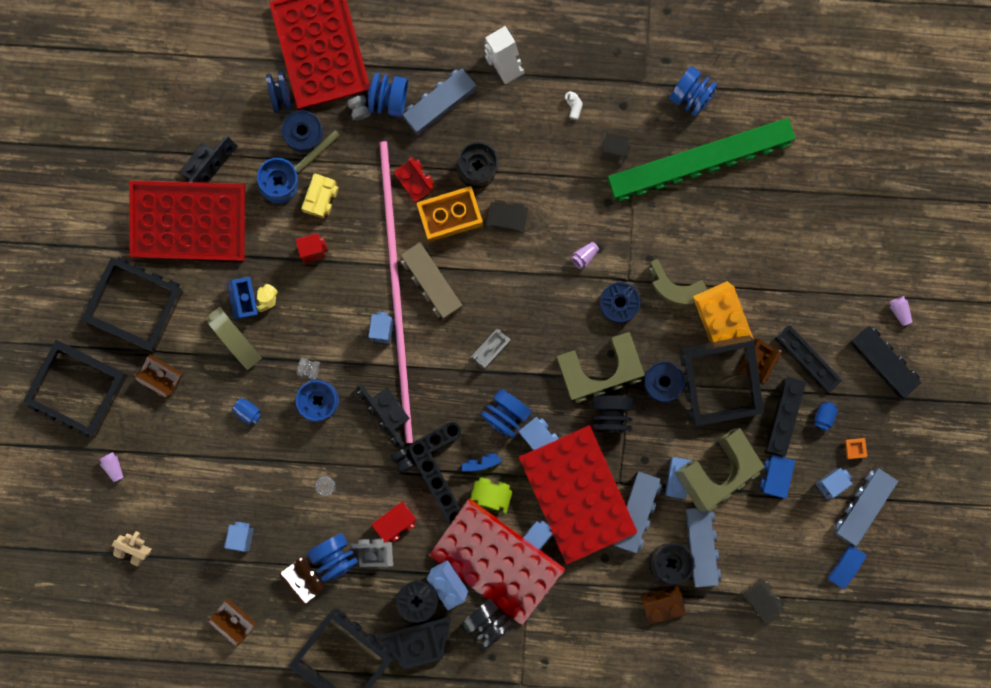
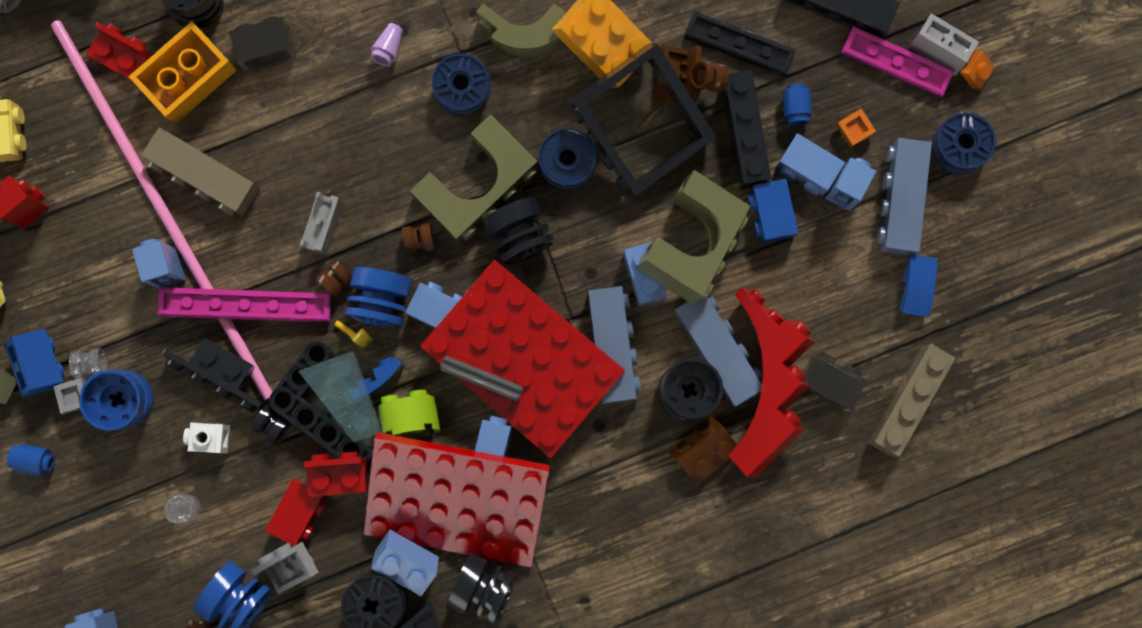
camera: 25 degrees left, 0 degrees up
(276, 352) = (34, 362): none -> blue brick
(290, 384) = (68, 395): none -> light grey tile
(367, 452) = (216, 441): none -> white brick
(421, 378) = (244, 305): none -> dark pink tile
(431, 512) = (336, 475): none -> red bracket
(459, 464) = (345, 395): none -> clear light blue wing
(480, 389) = (329, 282): none -> reddish brown wheel
(482, 432) = (361, 338): none -> yellow hand
(543, 386) = (412, 240): none -> reddish brown wheel
(547, 495) = (481, 378): none -> dark grey axle
(741, 563) = (782, 384): none -> red arch
(776, 372) = (709, 76): none -> reddish brown wheel
(807, 636) = (911, 400): none -> dark tan brick
(815, 458) = (809, 165): none -> medium blue brick
(903, 418) = (897, 62): none -> dark pink tile
(930, 486) = (972, 129): none -> dark blue wheel
(937, 422) = (943, 44): none -> light grey hinge
(951, 448) = (977, 69): none -> orange plate

